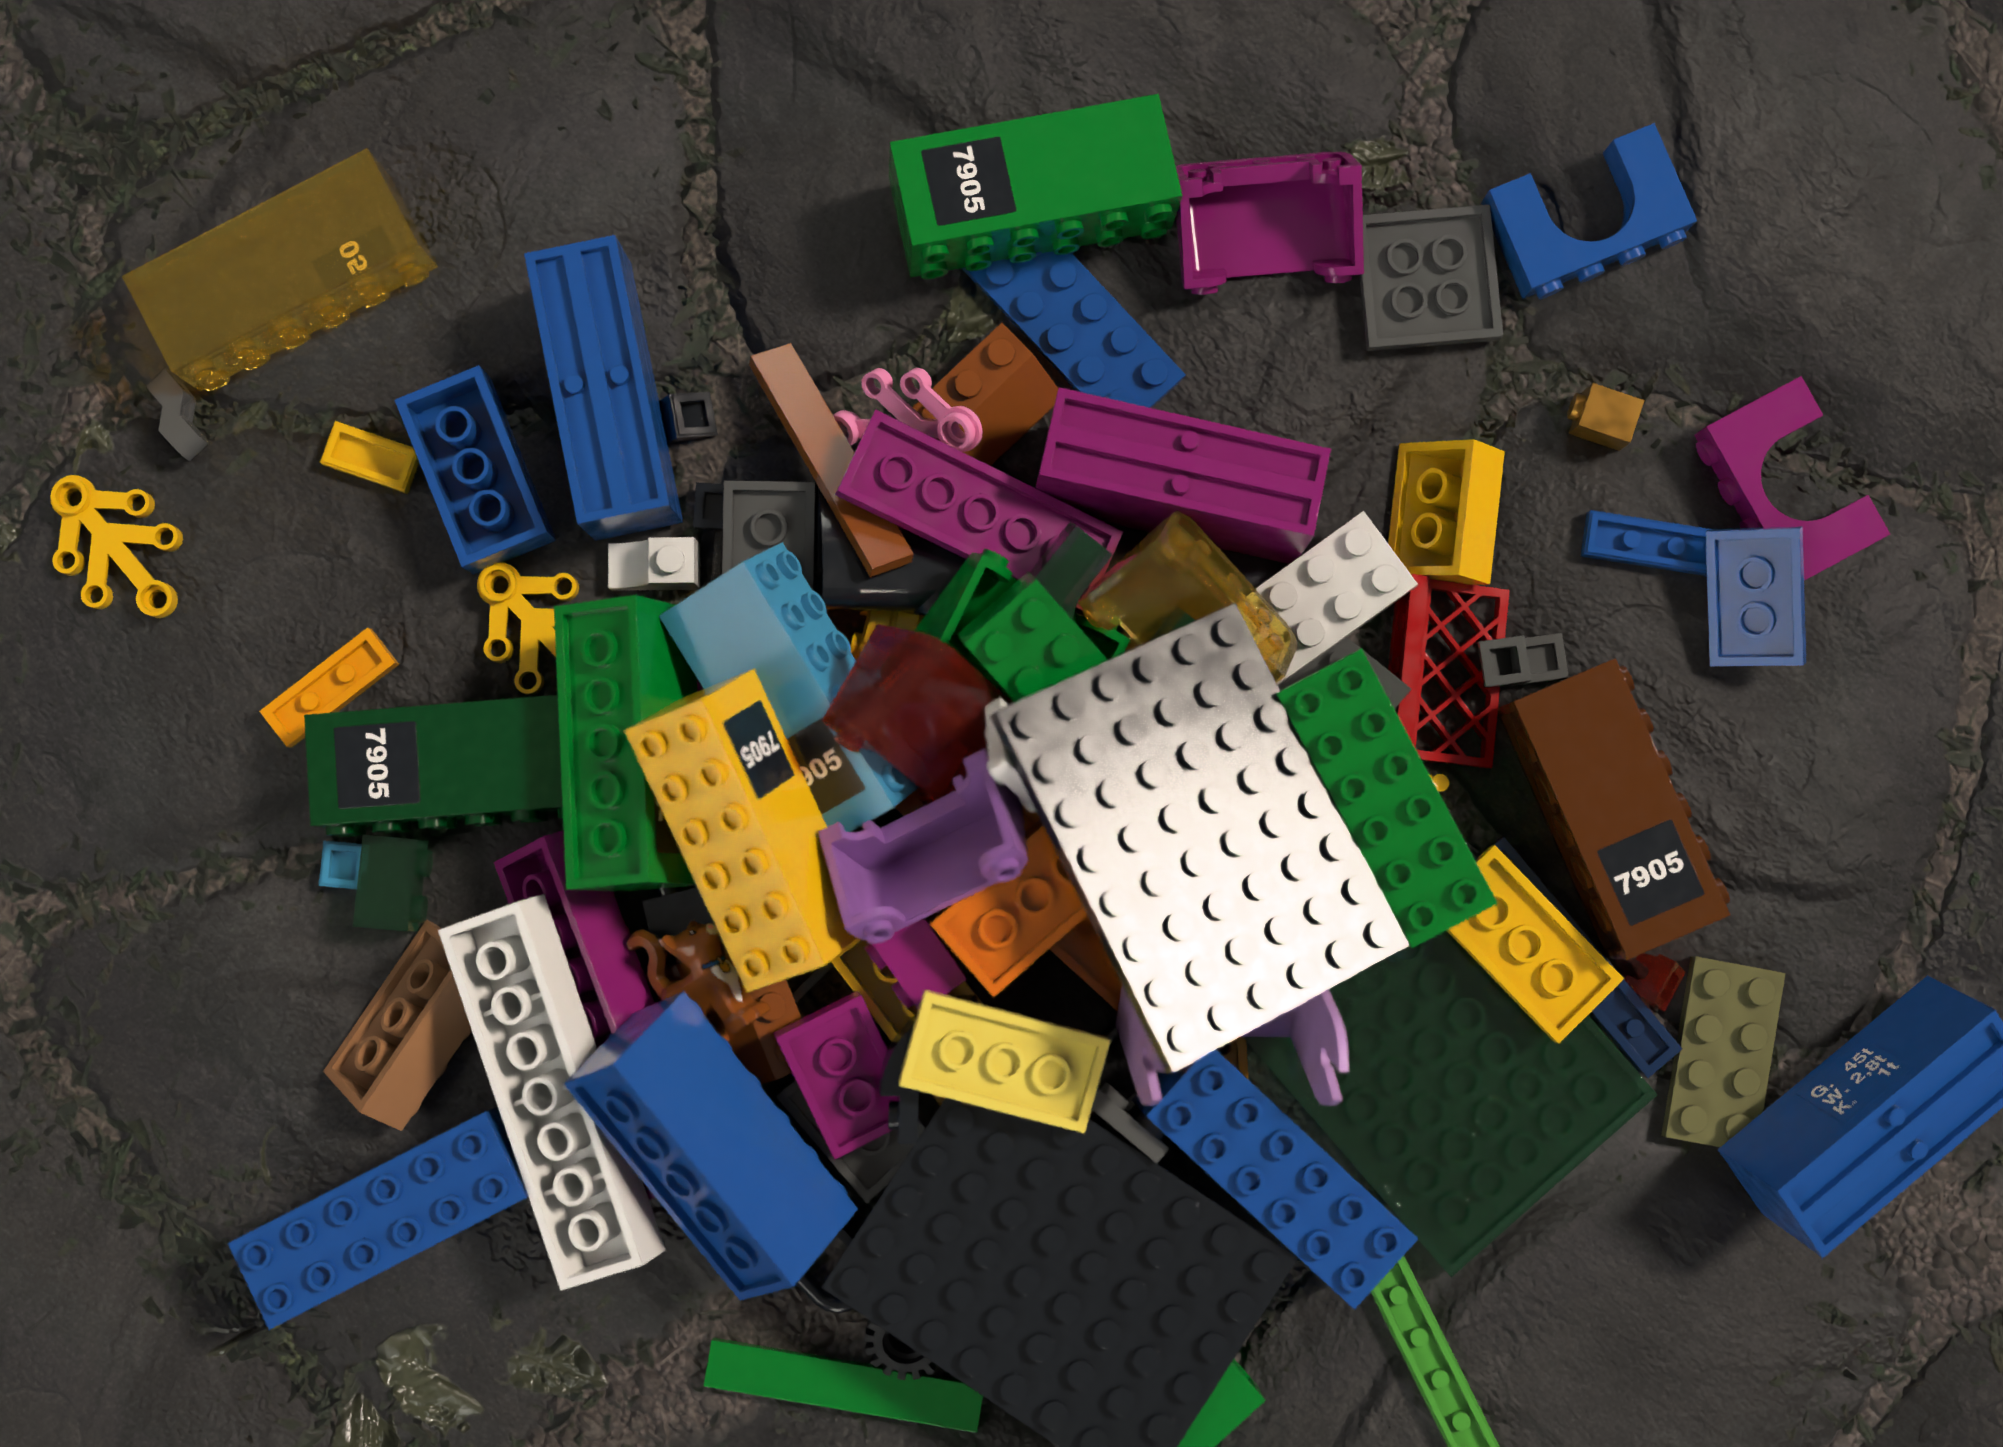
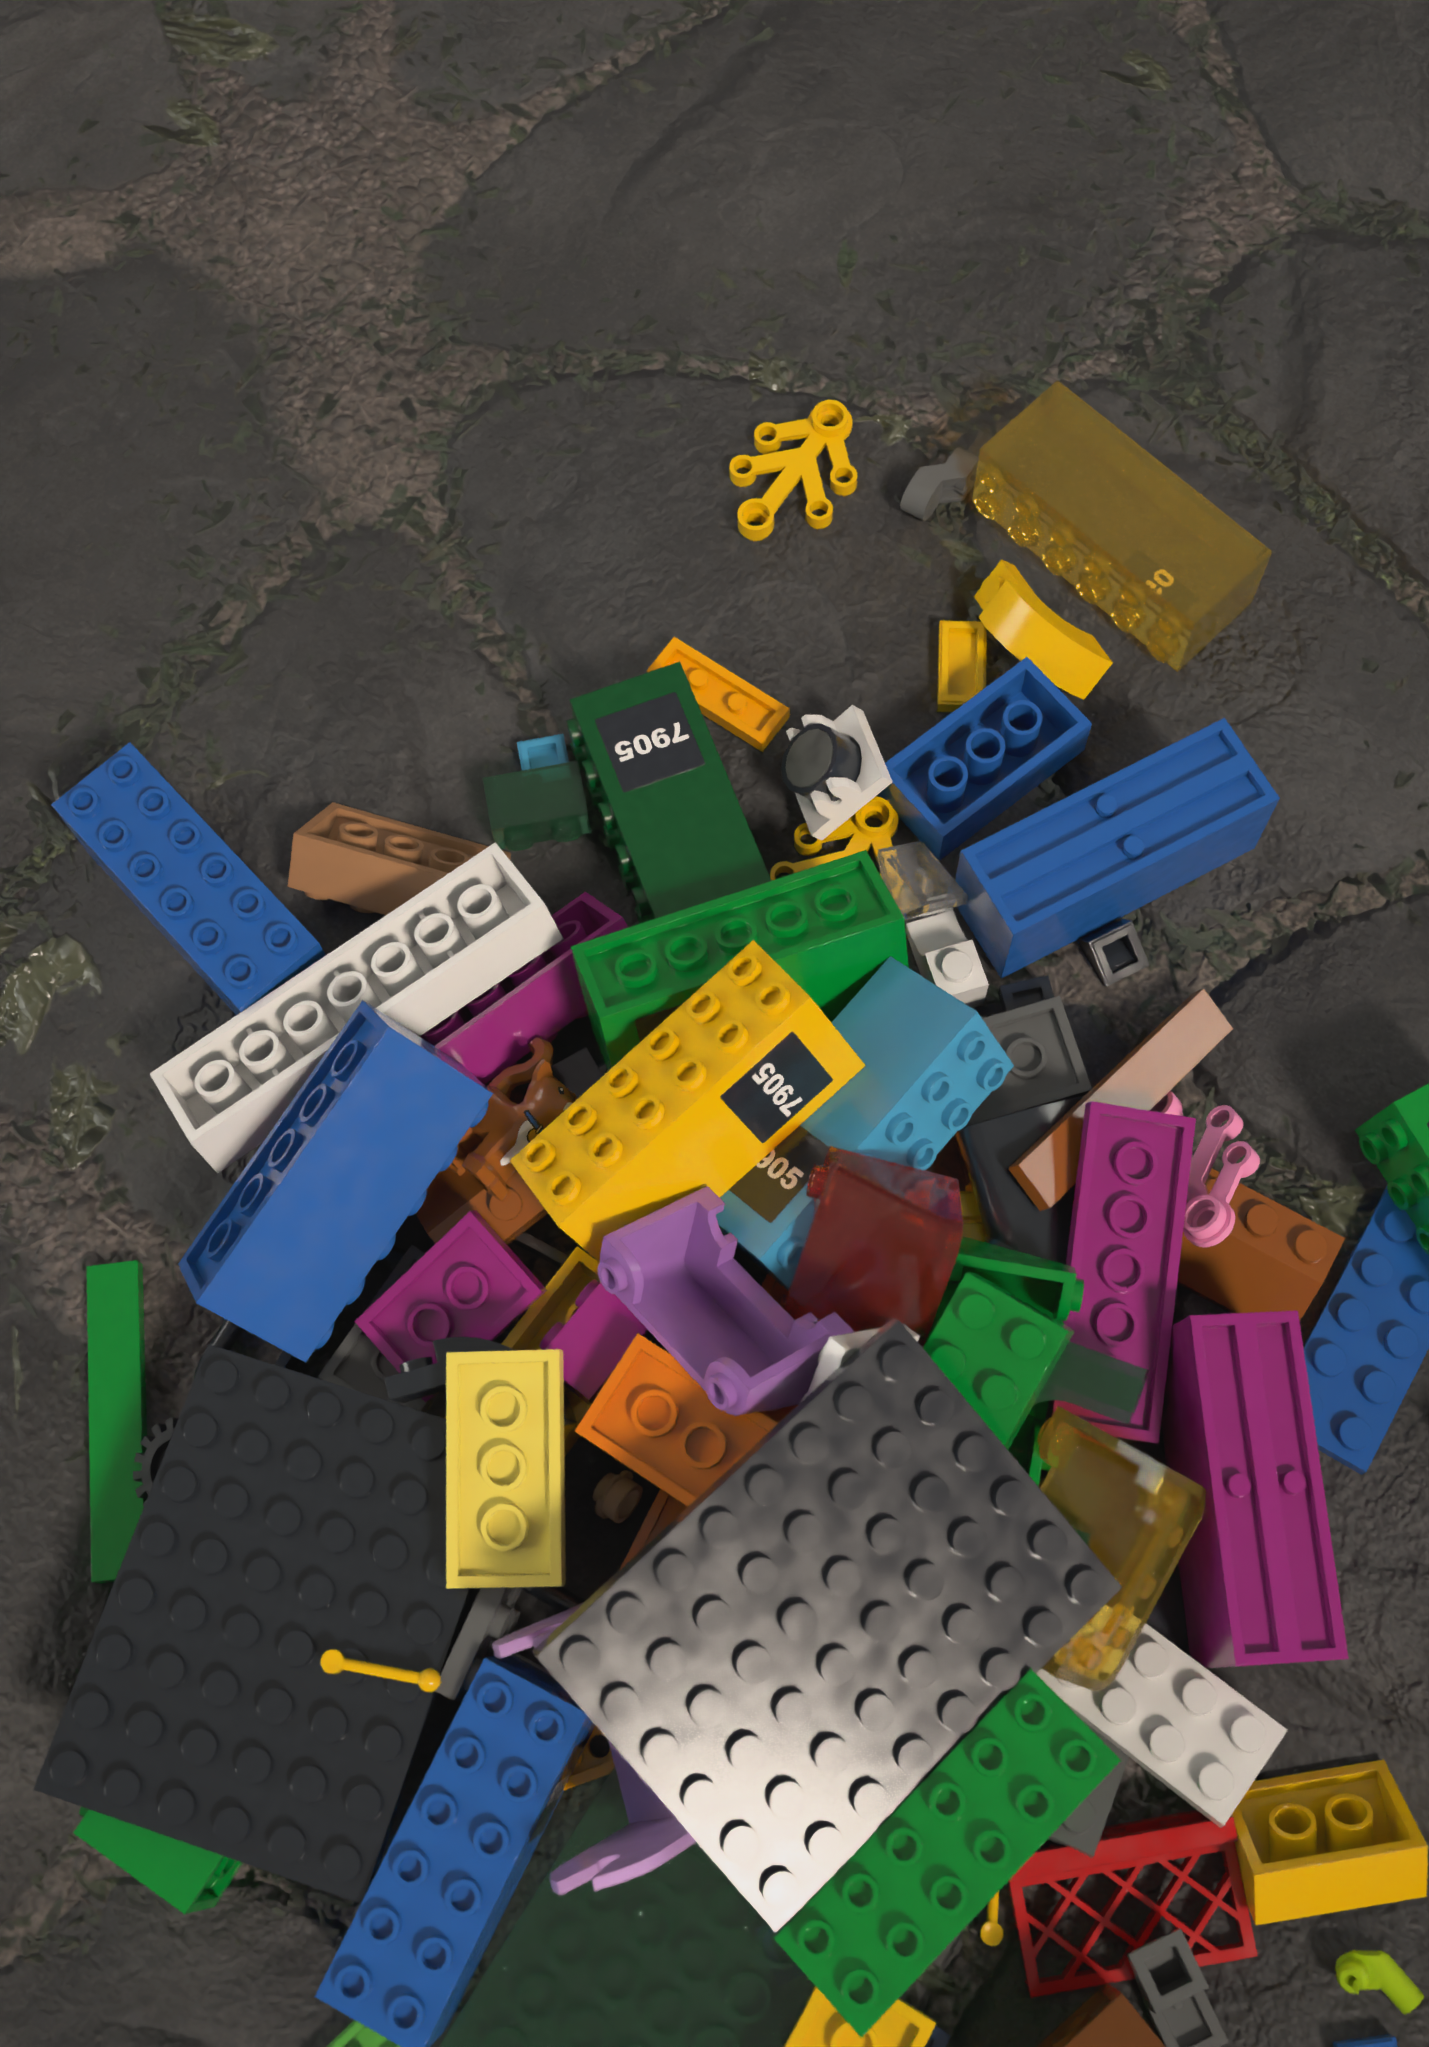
camera: 80 degrees right, 15 degrees down
(368, 384) = (1032, 630): none -> yellow arch
(449, 609) = (830, 769): none -> piece
(577, 566) = (918, 881): none -> clear slope
(1037, 980) = (617, 1496): none -> tan plate
(1113, 1236) = (335, 1661): none -> yellow hinge
(1543, 505) = (1377, 1971): none -> lime arm

